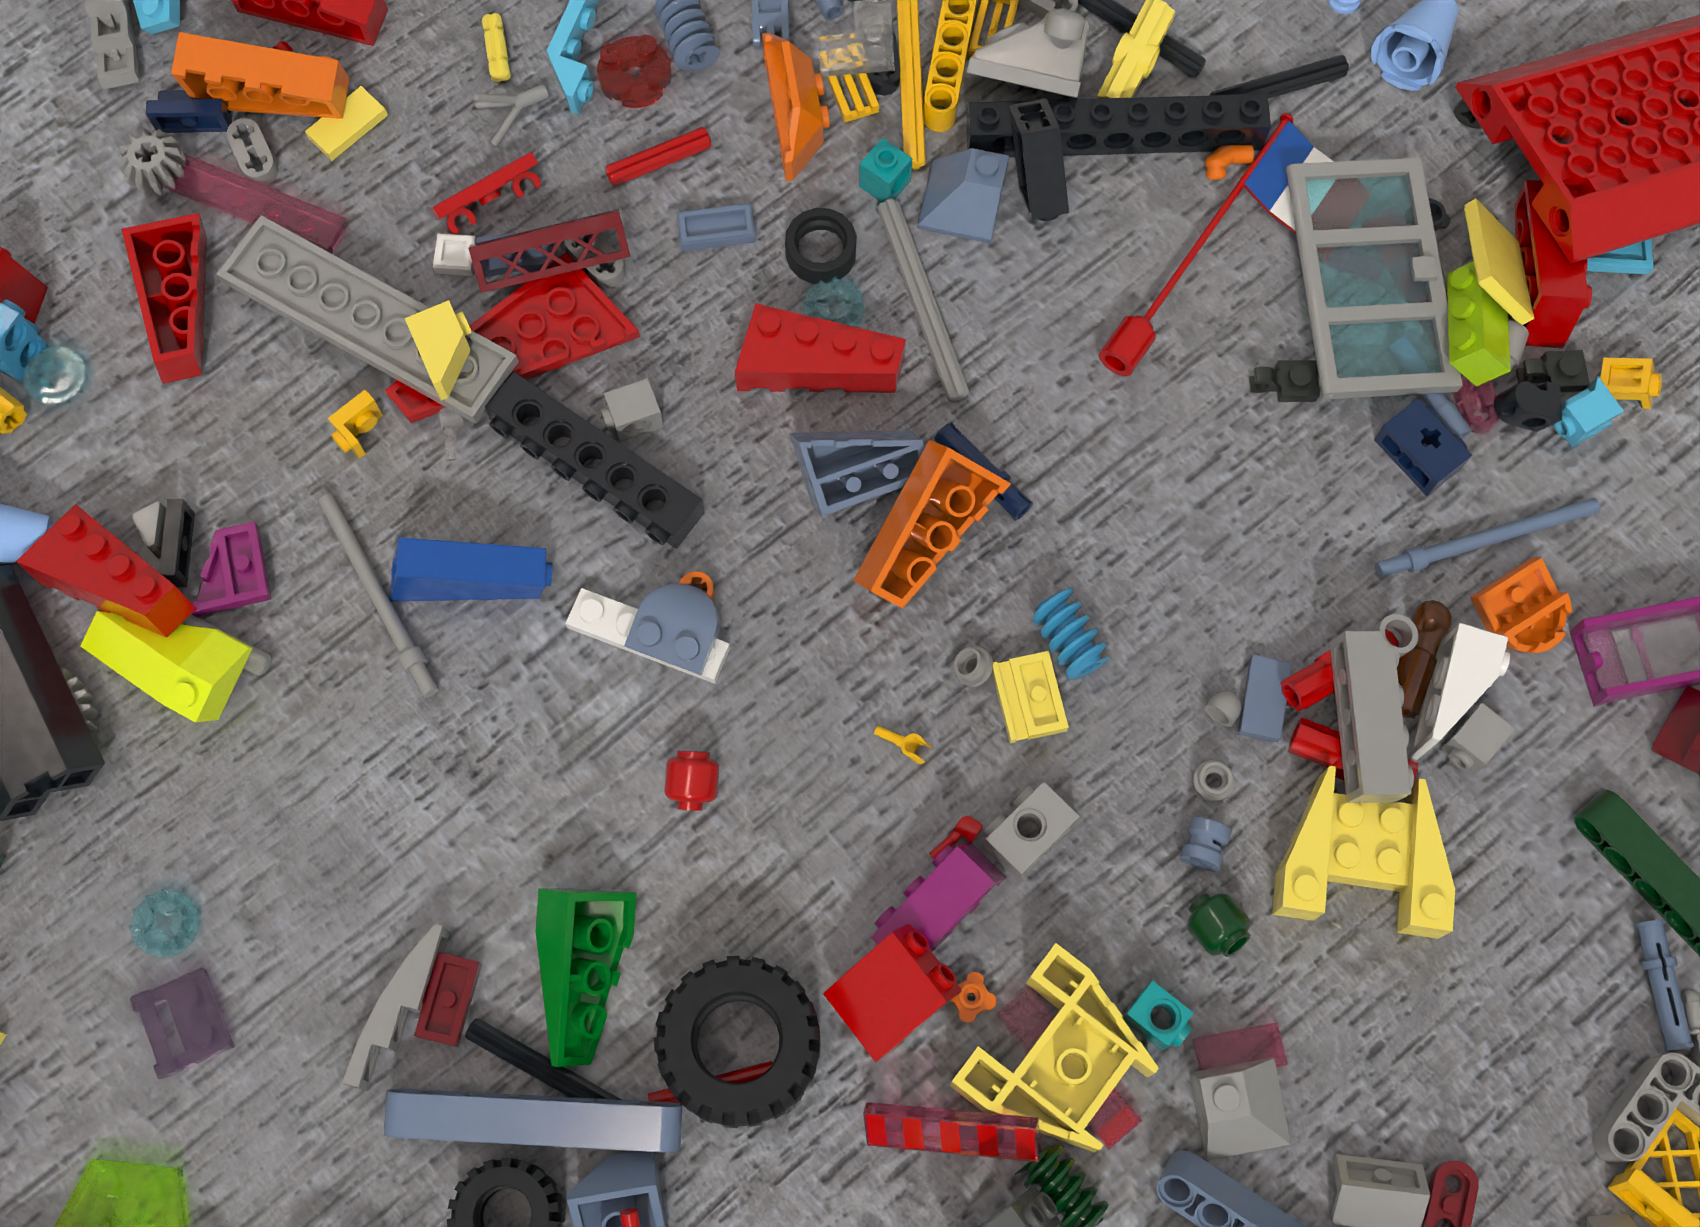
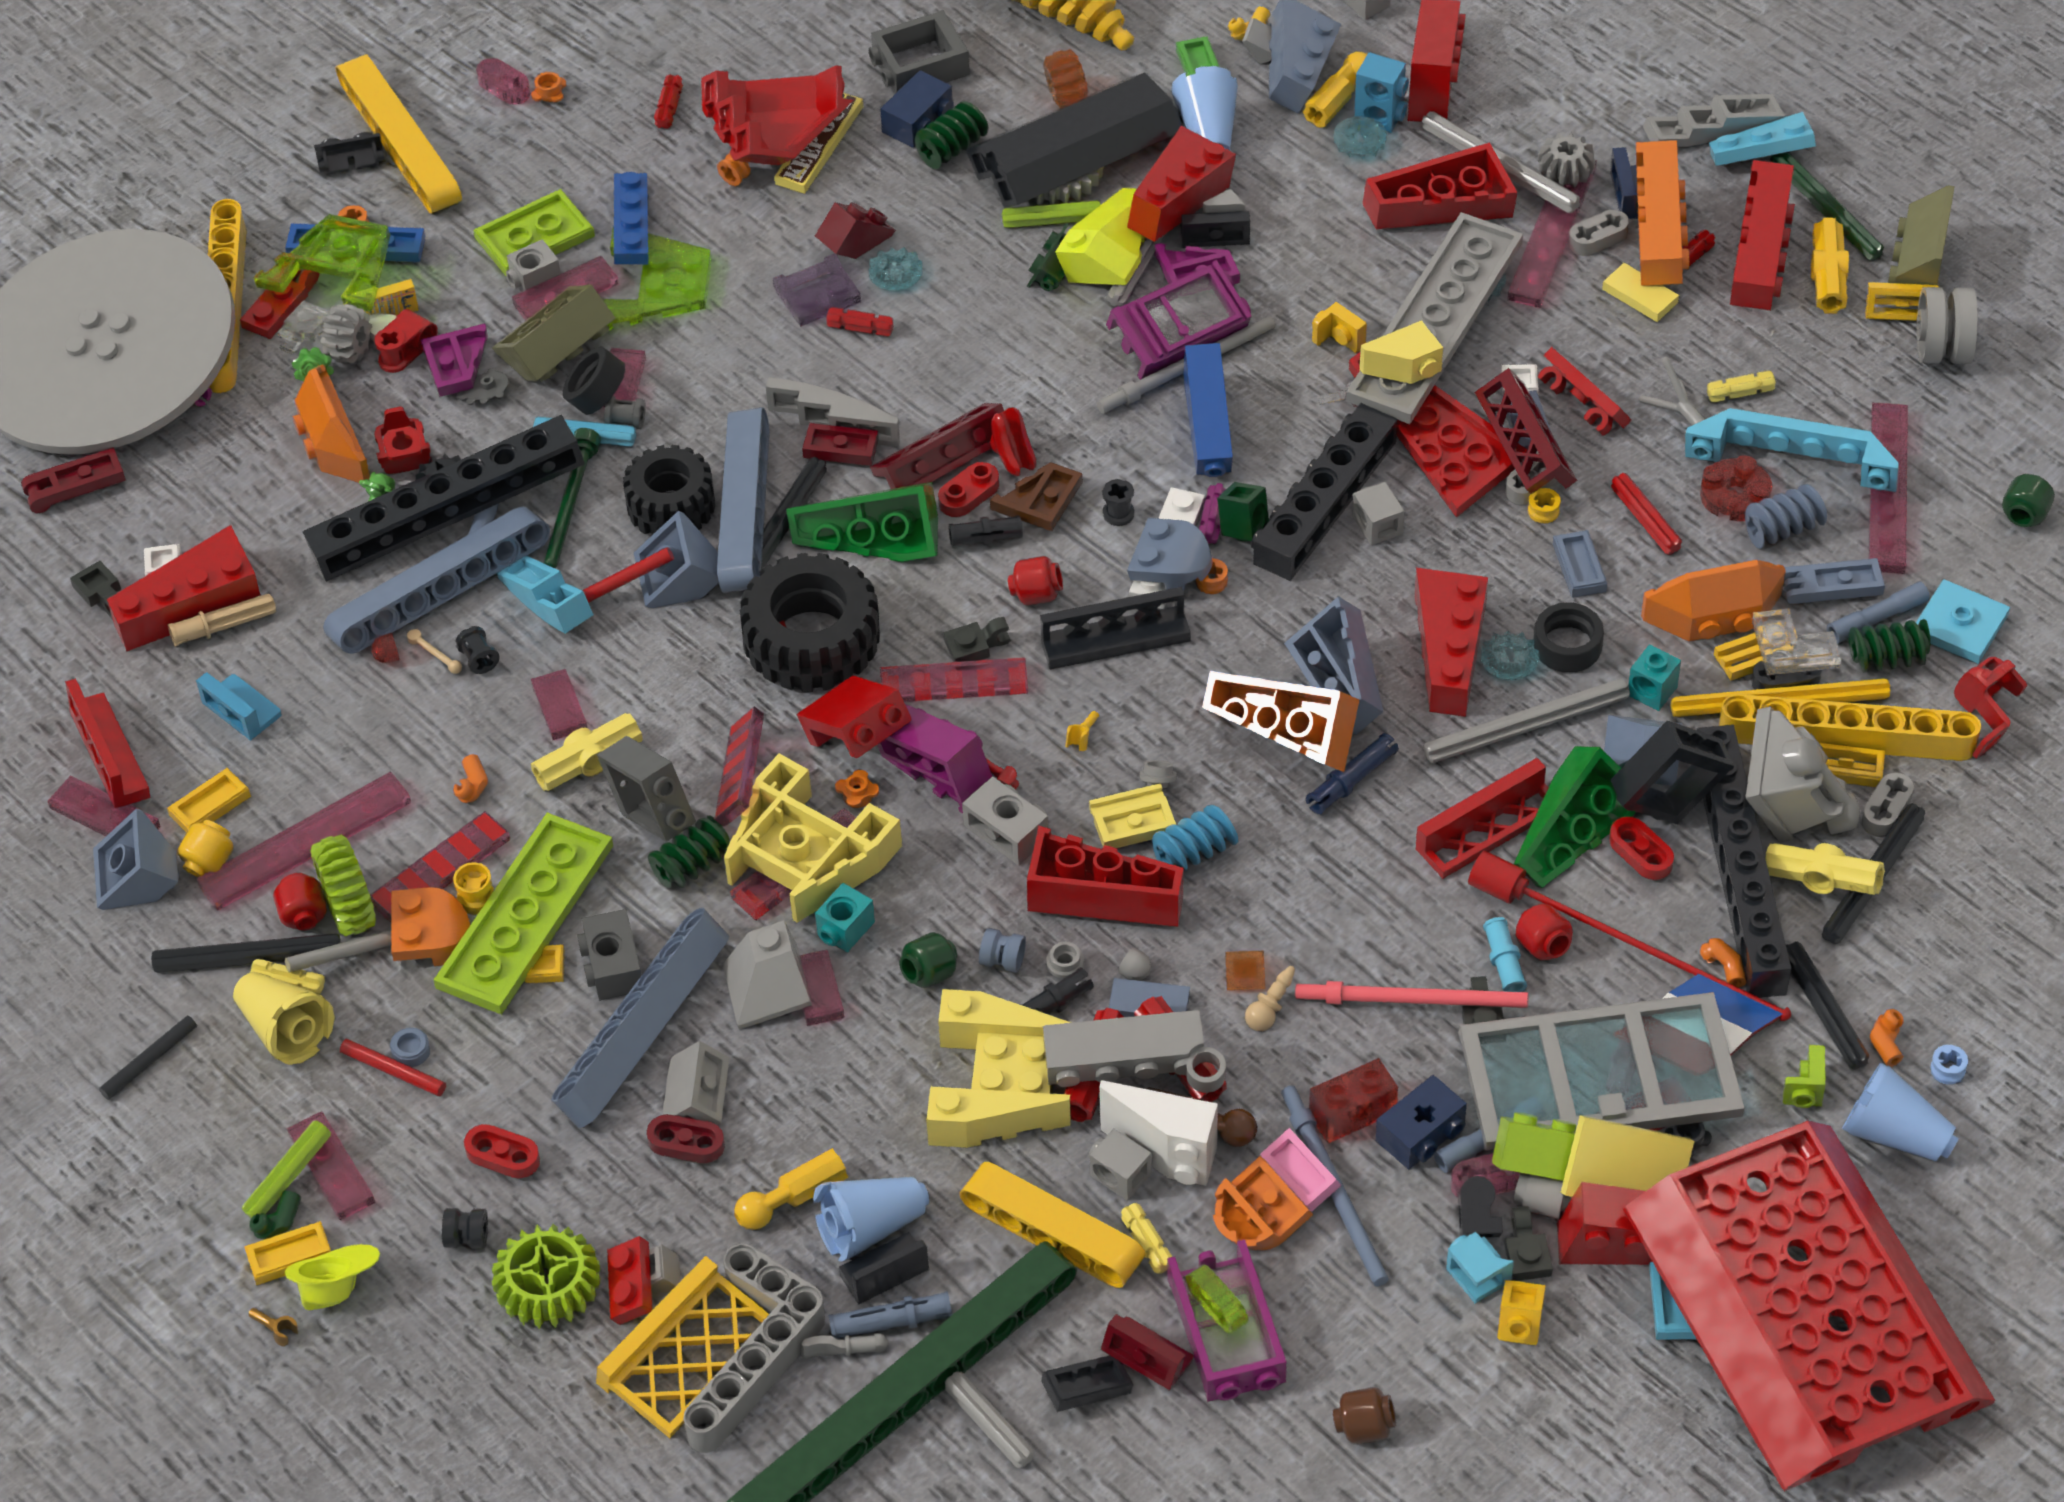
camera: 90 degrees right, 20 degrees down
(97, 970) = (853, 230): none -> dark red slope
(110, 729) = (1047, 214): none -> lime axle
(114, 247) = (1515, 169): none -> light grey axle
(197, 742) = (1047, 269): none -> dark green hinge
(246, 970) = (860, 321): none -> red axle
(320, 589) = (1184, 313): none -> magenta door
(474, 871) = (940, 450): none -> dark red fence
(481, 793) = (1012, 441): none -> red piece
(532, 850) = (973, 486): none -> red plate
(561, 767) = (1040, 497): none -> reddish brown wing
(572, 681) = (1118, 506): none -> black bush
(605, 833) = (985, 531): none -> black pin
(607, 582) = (1210, 516): none -> magenta axle
(622, 544) = (1242, 510): none -> dark green brick
(638, 261) = (1549, 512): none -> yellow bush
(767, 859) = (973, 643): none -> pearl dark grey plate
(771, 699) = (1114, 633): none -> black fence
(817, 883) = (957, 679): none -> clear pink tile
(1034, 257) = (1572, 815): none -> green wedge
(1043, 354) = (1474, 815): none -> red fence
(1090, 214) = (1644, 849): none -> red plate
(1123, 746) = (1101, 883): none -> red wedge
(1197, 310) = (1544, 932): none -> red head
(1220, 351) = (1504, 955): none -> medium azure pin
(1223, 600) = (1245, 970): none -> clear orange slope
(1260, 512) = (1336, 992): none -> coral bar
(1264, 793) = (1057, 996): none -> black pin
(1279, 588) = (1261, 1013): none -> tan bar
(1314, 42) = (1884, 1034): none -> orange arm
(1370, 101) = (1810, 1085): none -> lime bracket
(1401, 505) = (1352, 1100): none -> clear red brick
(1478, 565) = (1300, 1169): none -> bright pink tile
(1511, 1082) = (795, 1187): none -> yellow piece
(1550, 813) = (1043, 1217): none -> yellow beam
(1553, 1000) = (866, 1211): none -> light blue cone
(1556, 720) = (1146, 1236): none -> light yellow axle
(1606, 988) = (885, 1267): none -> black panel
(1644, 653) = (1217, 1299): none -> clear neon green beam

